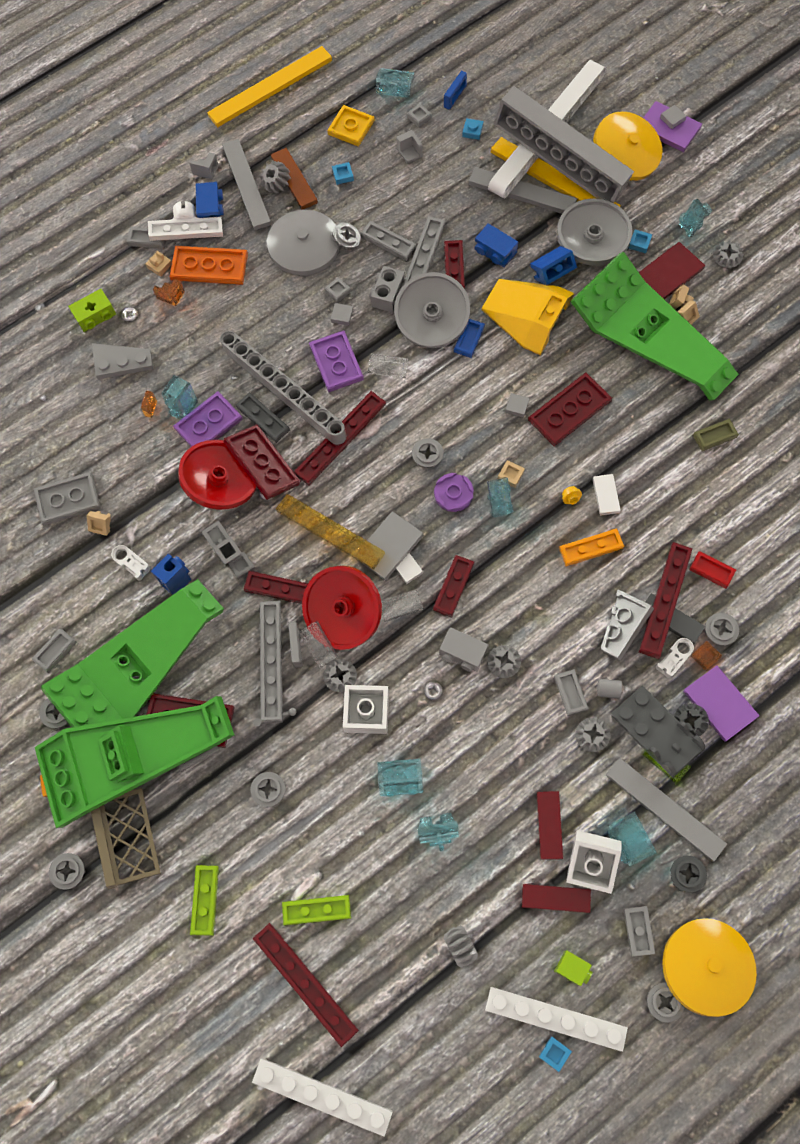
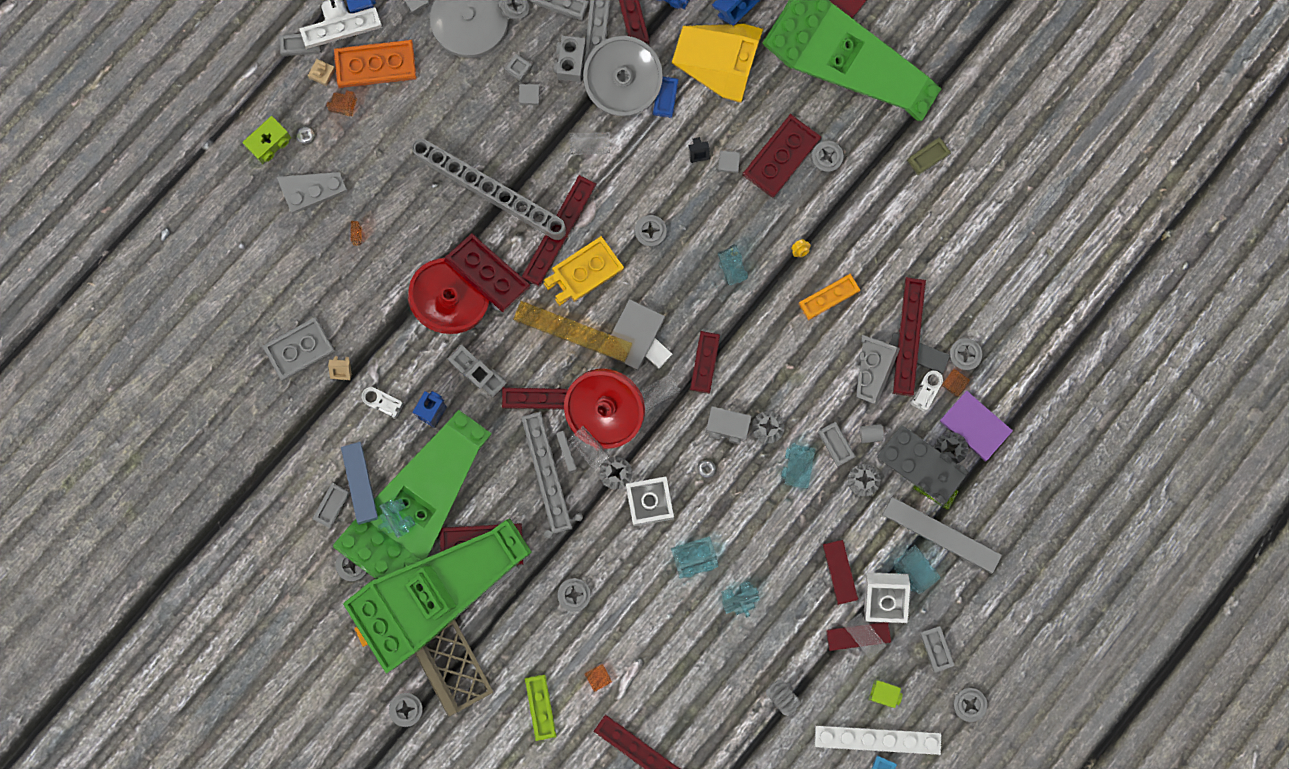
camera: 20 degrees left, 10 degrees up
(85, 633) = (359, 483): none -> sand blue tile
(106, 674) = (392, 519): none -> clear light blue hips
(179, 397) = (387, 222): clear light blue brick -> none
(208, 420) = (420, 239): medium lavender tile -> none
(263, 417) = (475, 224): dark grey tile -> none
(272, 882) = (598, 677): none -> clear orange tile
(316, 910) = (645, 694): lime tile -> none
(336, 361) = (535, 148): medium lavender tile -> none
(354, 478) = (584, 271): none -> yellow tile
(453, 492) = (684, 266): medium lavender tile -> none
(490, 389) = (698, 150): none -> black tile
(512, 472) = (738, 237): tan tile -> none
(527, 706) = (798, 466): none -> clear light blue bracket
(563, 899) = (865, 636): none -> clear tile
(606, 494) = (834, 240): white tile -> none
(618, 410) = (829, 148): none -> light grey gear
(680, 297) = (870, 14): tan tile -> none
(689, 311) = (881, 29): tan tile -> none
(696, 868) = (978, 582): dark grey gear -> none
(709, 967) = (1003, 667): yellow dish -> none
(712, 569) = (947, 296): red tile -> none

